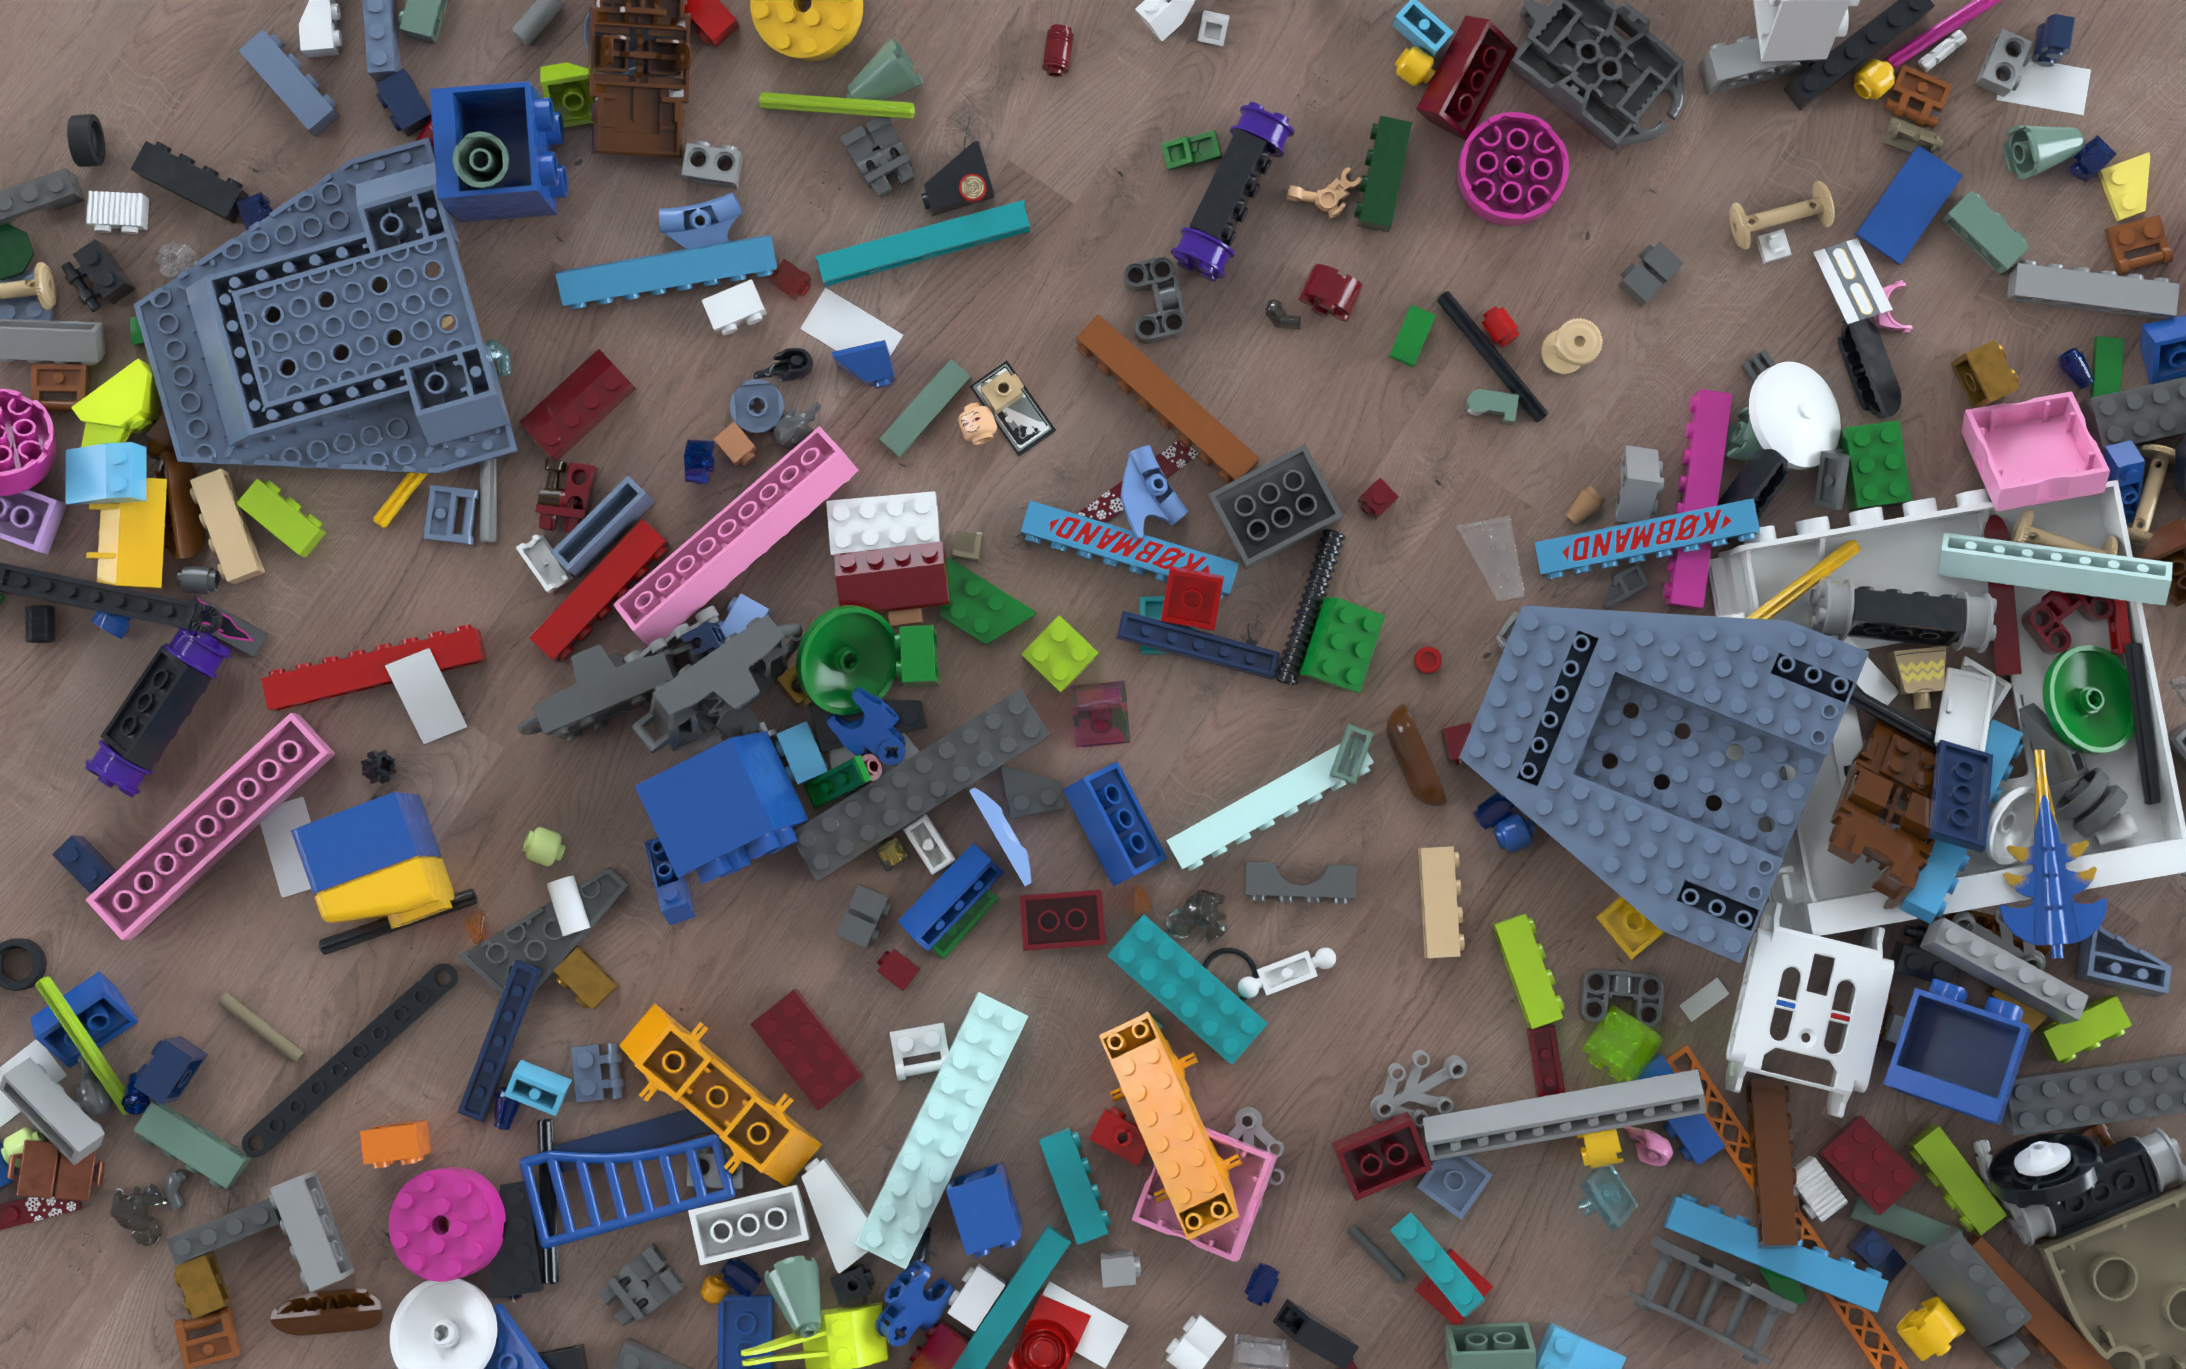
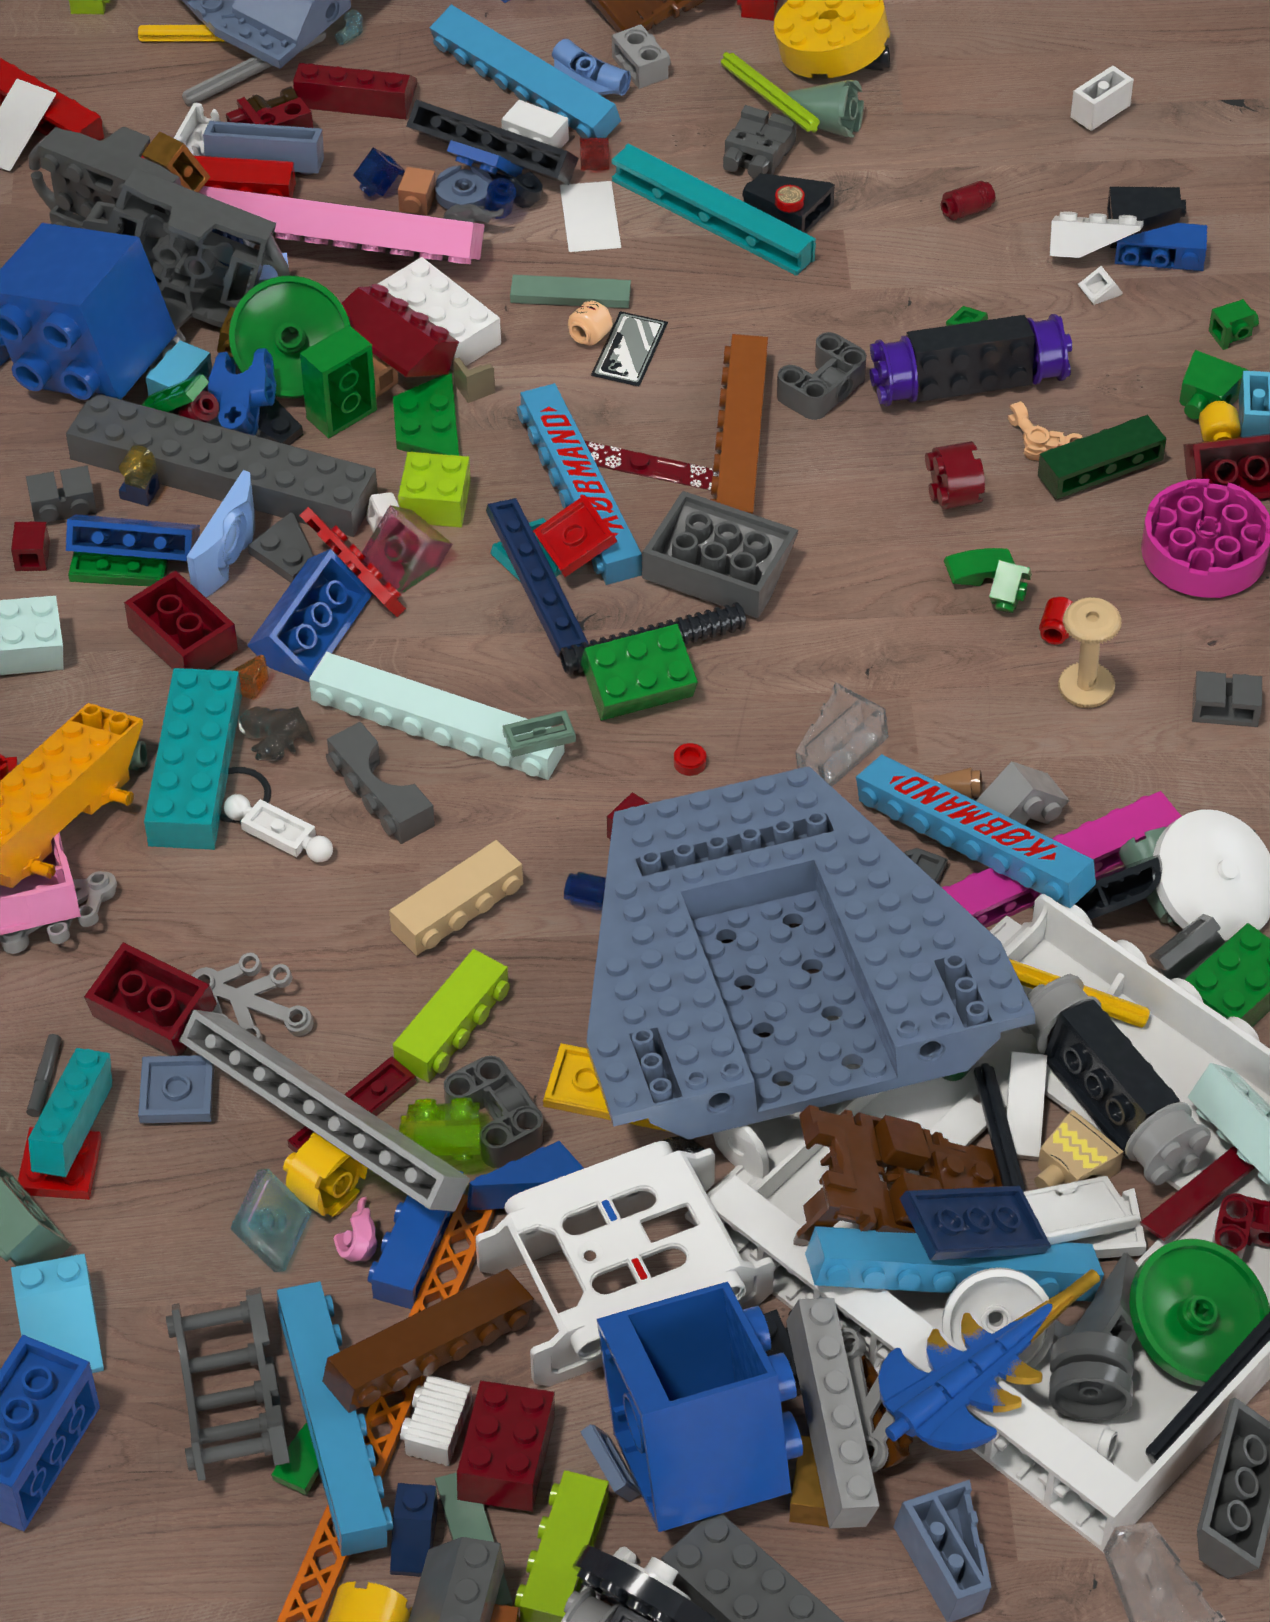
camera: 55 degrees right, 35 degrees down
(442, 514) = (186, 60): sand blue plate -> none
(629, 637) = (178, 160): none -> pearl gold brick
(730, 353) = (518, 149): none -> black brick
(747, 375) = (488, 161): none -> blue wing
(791, 396) = (500, 195): none -> clear blue brick
(867, 363) = (573, 222): blue slope -> none
(929, 844) = (172, 499): white brick -> none
(1002, 391) = (635, 323): tan brick -> none
(1055, 705) = (378, 506): none -> white slope
(1092, 760) = (353, 559): none -> red wing
(1148, 492) = (645, 462): medium blue pin -> none
(1280, 318) = (896, 470): clear smoke arm -> none
(1373, 41) = (1209, 381): none -> green torso
(1377, 499) = (803, 624): dark red brick -> none
(1414, 758) = (584, 802): reddish brown brick -> none
(1451, 335) = (1009, 586): none -> brick
(1492, 356) = (1024, 637): black axle -> none
(1493, 403) = (982, 658): sand green leg -> none
(1514, 833) = (580, 919): blue head -> none
(1696, 1007) = (537, 1168): none -> blue slope
(1918, 1111) = (610, 1462): none -> sand blue tile
(2098, 1021) = (846, 1567): lime brick -> none

